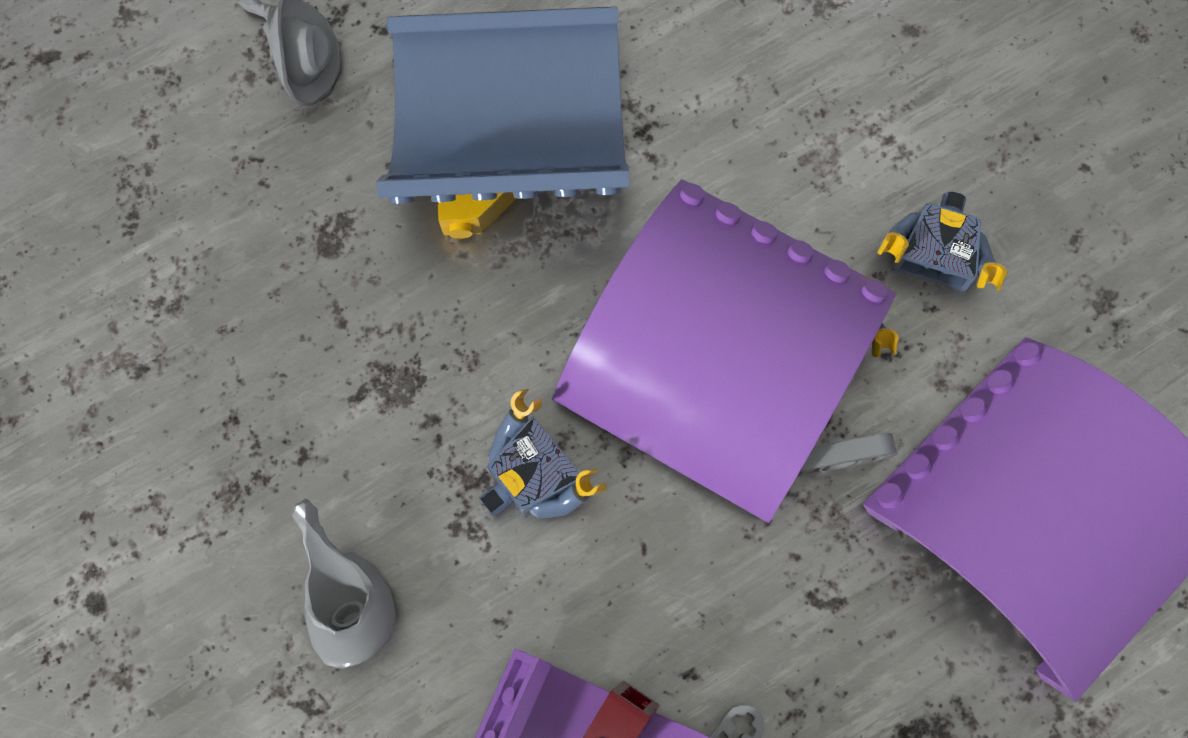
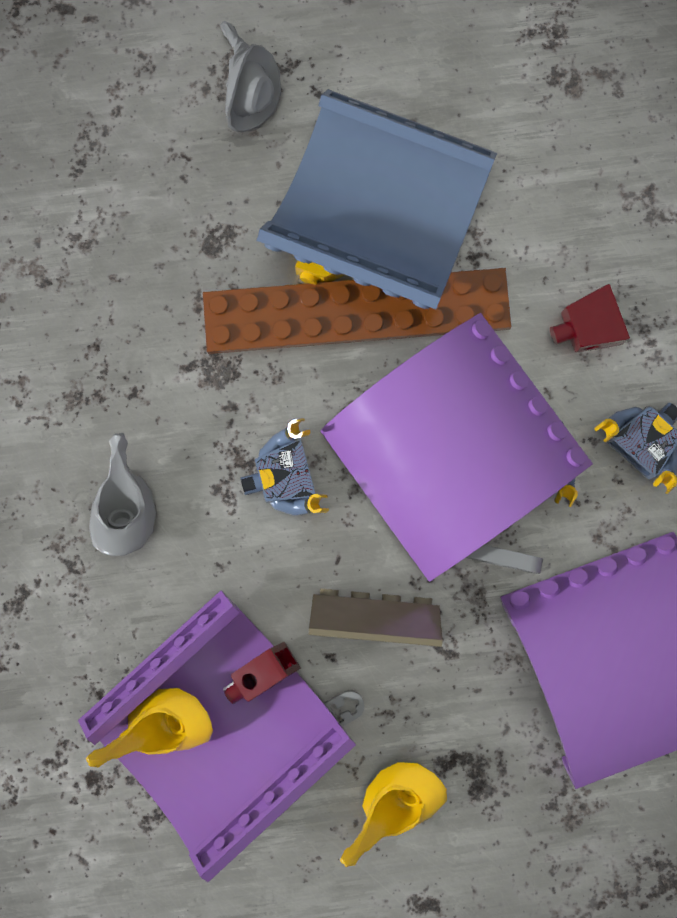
camera: 20 degrees right, 10 degrees up
(518, 253) = (346, 313): none -> dark orange plate
(727, 596) = (375, 619): none -> dark tan slope
(813, 143) = (592, 322): none -> dark red torso

